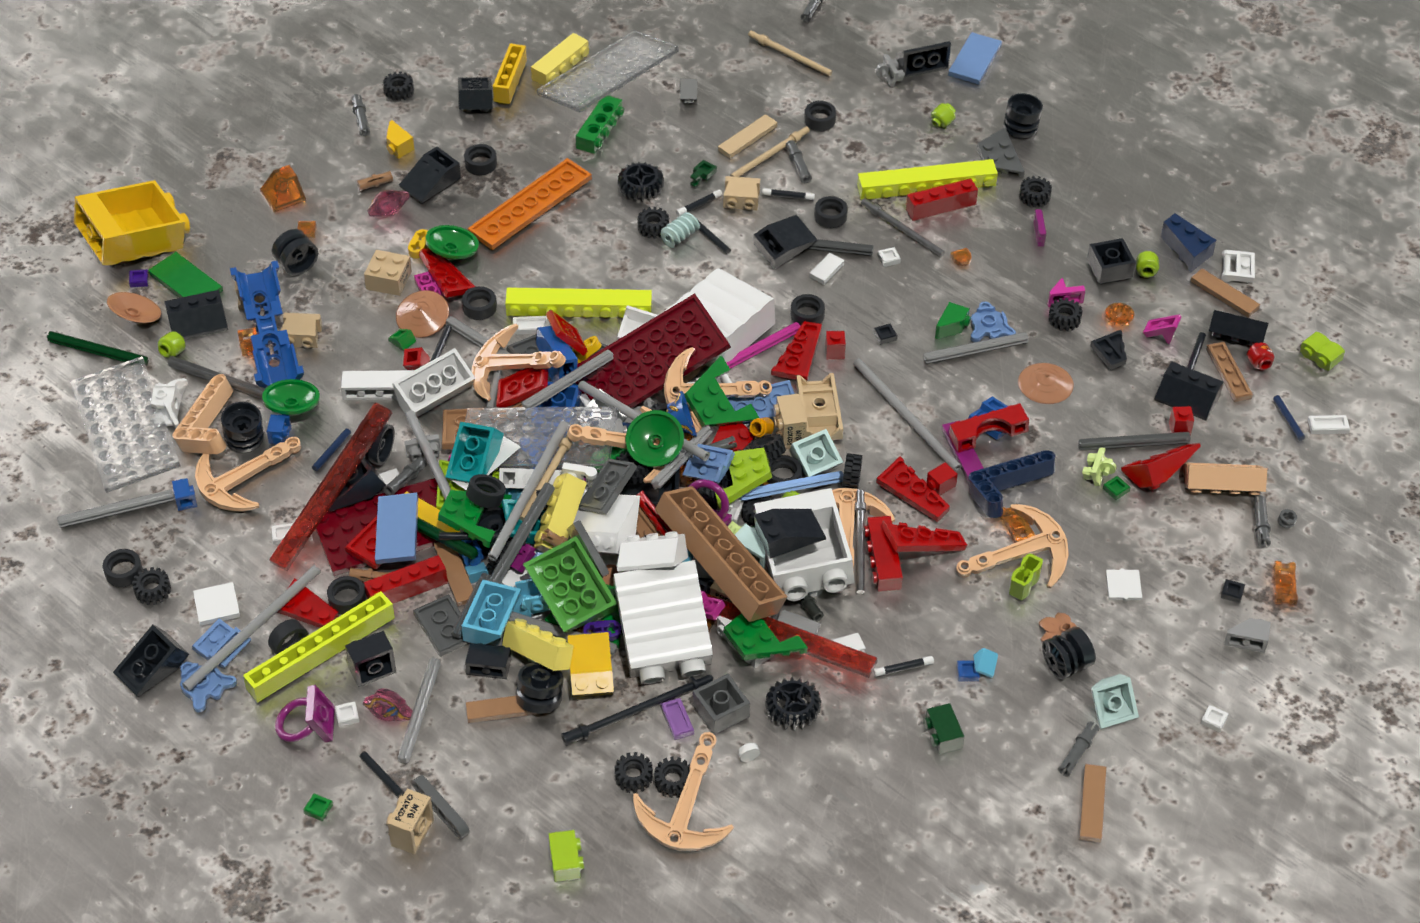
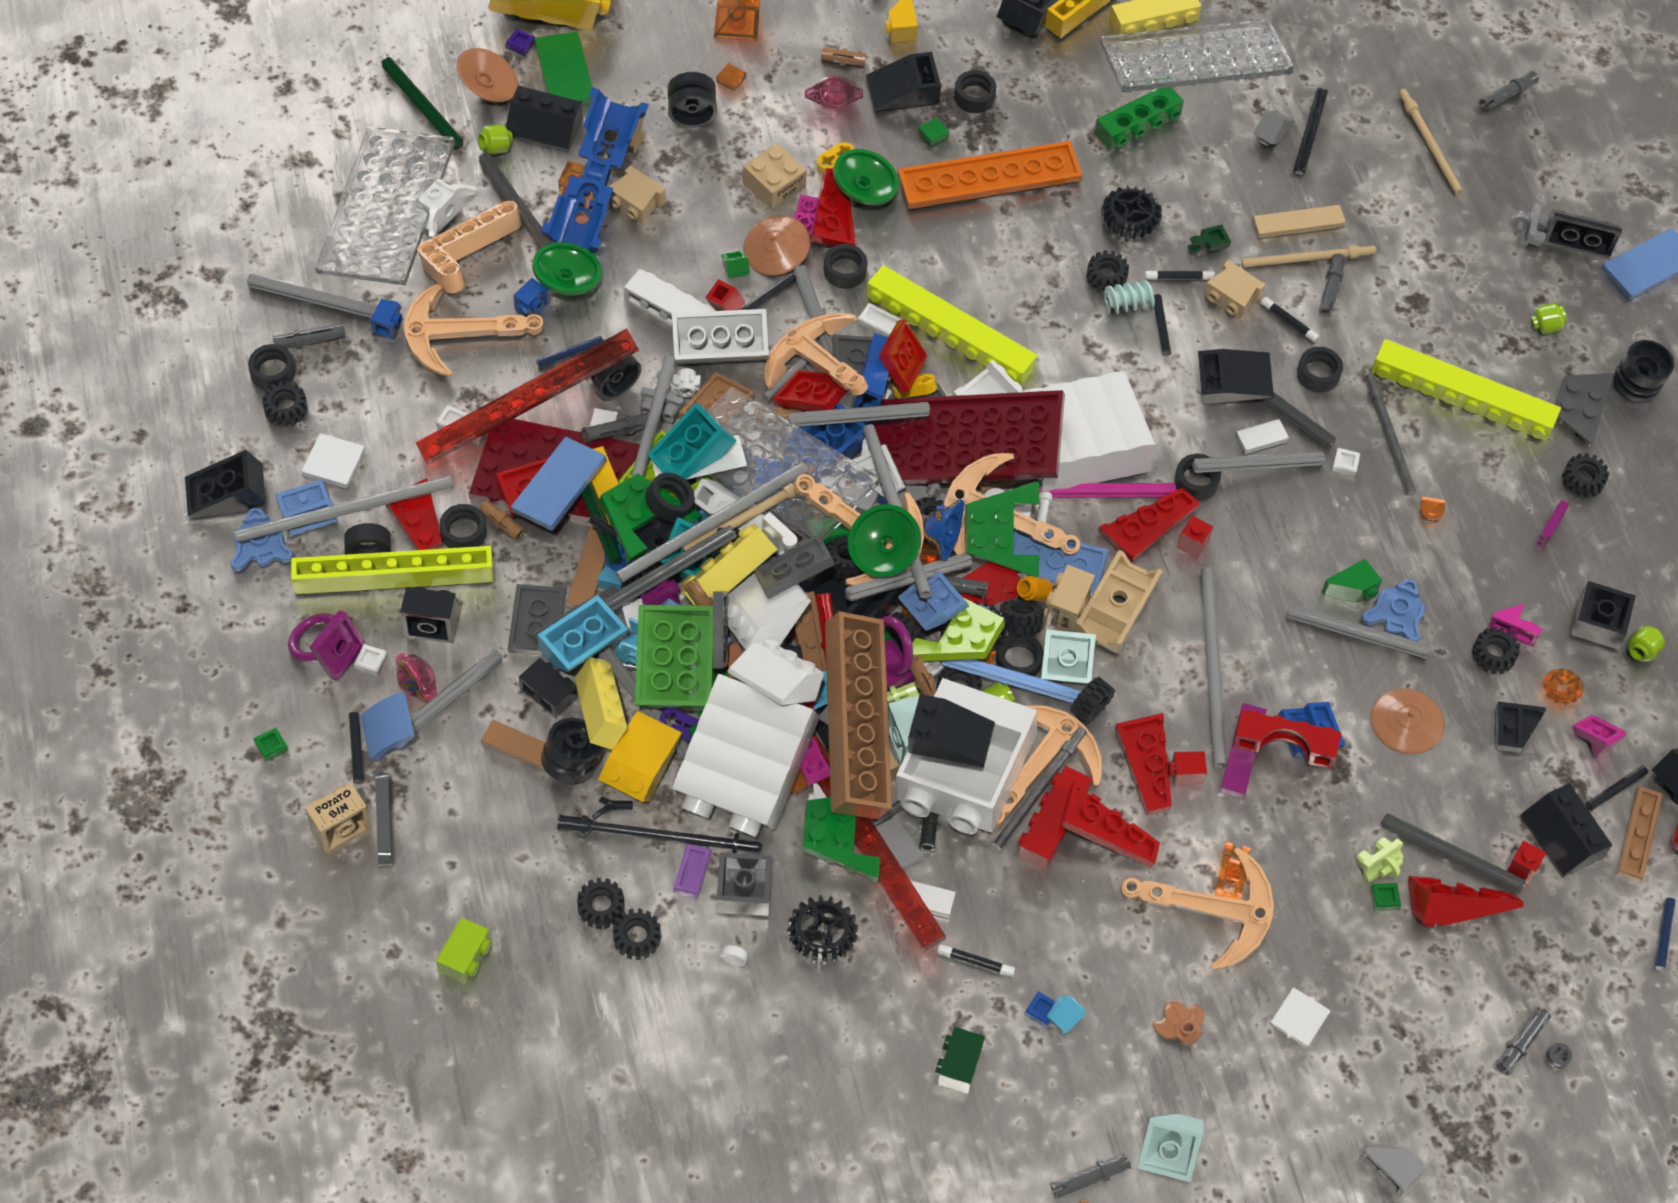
camera: 30 degrees right, 10 degrees up
(128, 539) = (310, 336): none -> dark grey pin
(242, 427) = (493, 275): black wheel -> none
(361, 486) = (563, 412): black slope -> none
(396, 745) = (387, 725): none -> medium blue slope
(409, 580) = (532, 549): red brick -> none
(431, 424) = (686, 382): none -> white gear
(471, 196) = (933, 131): none -> green tile
(591, 709) = (612, 805): none -> black bar
(678, 825) = (618, 976): light nougat piece -> none
(712, 82) = (1310, 131): none -> black axle
(739, 515) = (922, 678): none -> medium nougat pin
(820, 107) = (1405, 227): black tyre -> none
(838, 282) = (1258, 462): none -> light grey axle
(885, 334) = (1266, 554): black tile -> none
(941, 199) = (1462, 424): red brick -> none
(987, 482) = (1264, 807): dark blue beam -> none
(1025, 576) = (1190, 940): lime brick -> none
(1068, 652) = (1157, 1060): black wheel -> none
(1225, 477) = (1522, 961): light nougat slope -> none
(1232, 591) = (1420, 1102): black tile -> none
(1285, 583) = (1489, 1132): clear orange plate -> none

